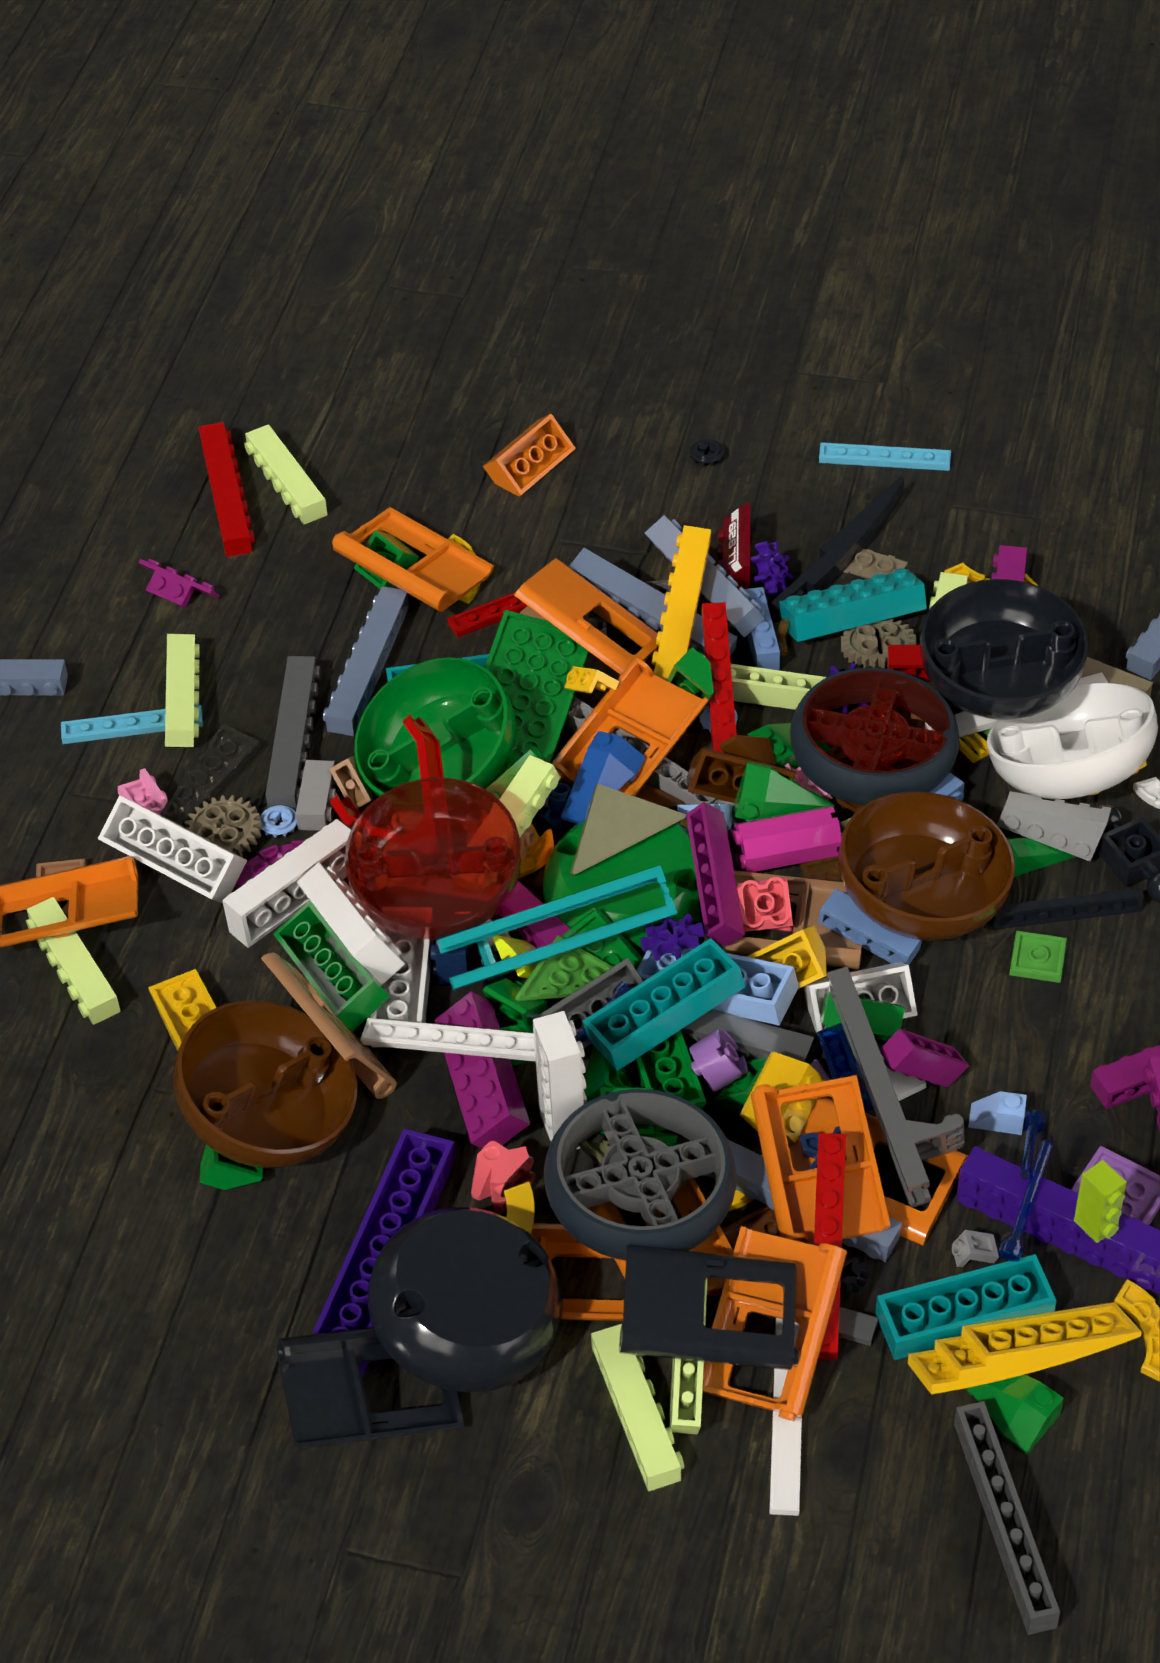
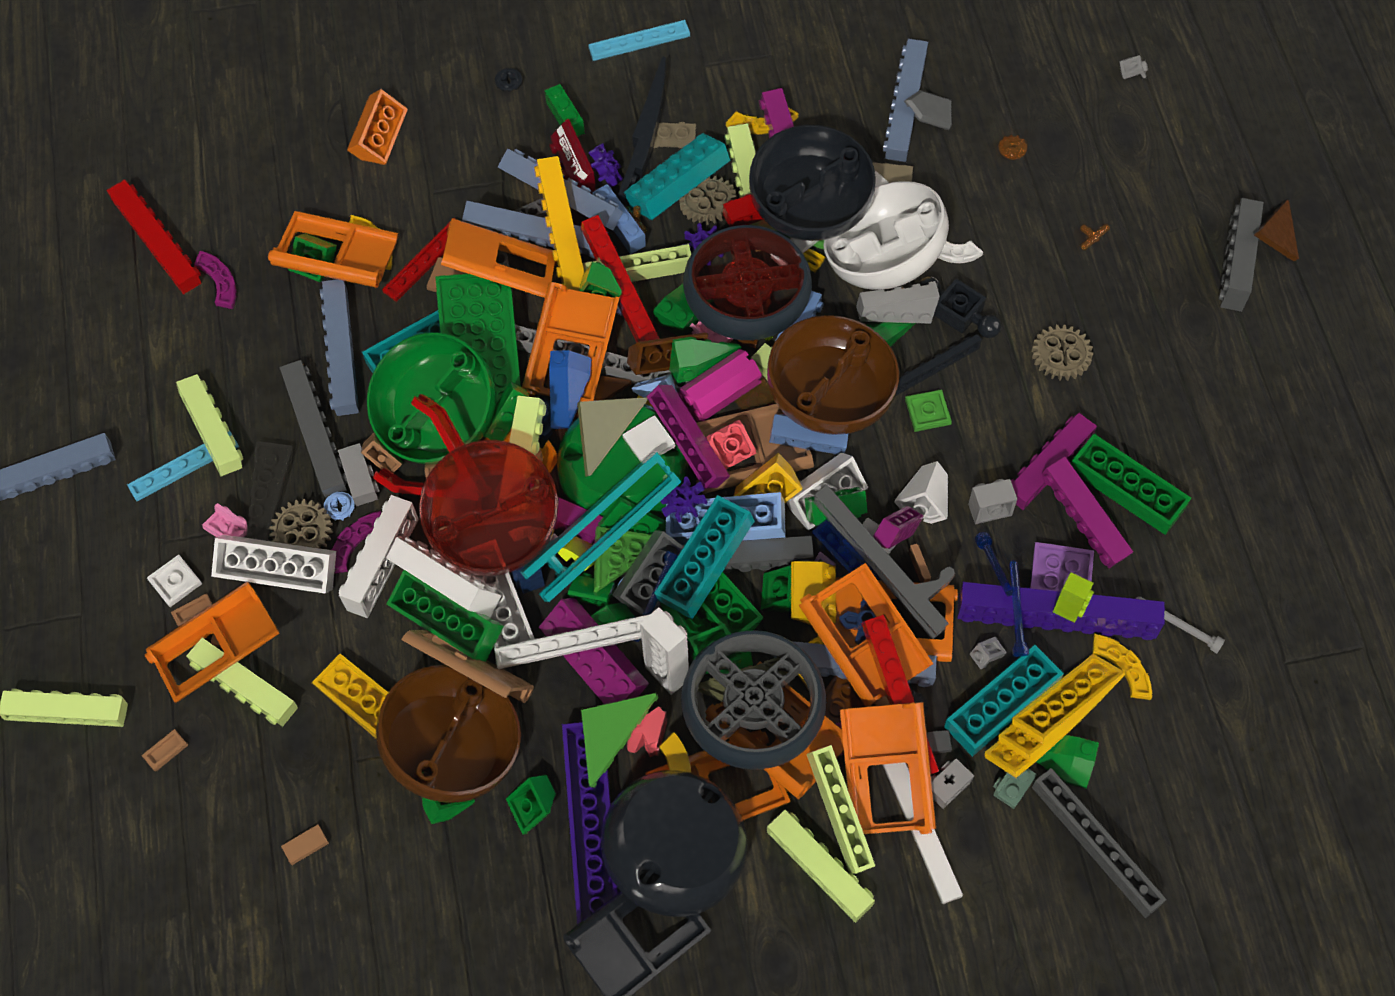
camera: 25 degrees left, 15 degrees up
(49, 1153) = (304, 844): none -> medium nougat tile
(58, 835) = (174, 580): none -> white tile
(172, 587) = (154, 336): magenta bracket -> none
(277, 553) = (222, 277): none -> magenta tile
(285, 474) = (195, 207): yellowish green brick -> none
(327, 1201) = (531, 802): none -> green slope
(452, 1149) = (609, 729): none -> bright green tile
(587, 679) = (524, 313): yellow bracket -> none
(667, 1308) = (821, 790): black piece -> none
(670, 854) = (648, 438): none -> white tile
(717, 1060) = (755, 580): medium lavender brick -> none
(750, 748) = (665, 327): reddish brown slope -> none
(753, 492) = (563, 108): none -> green brick
(847, 1376) = (960, 778): none -> light grey brick
(929, 1412) = (1012, 789): none -> sand green bracket
(937, 1107) = (919, 563): none -> medium nougat tile
(987, 1043) = (927, 493): none -> white slope
(999, 1113) = (958, 543): light blue slope -> none
(1065, 1078) = (992, 501): none -> light grey brick

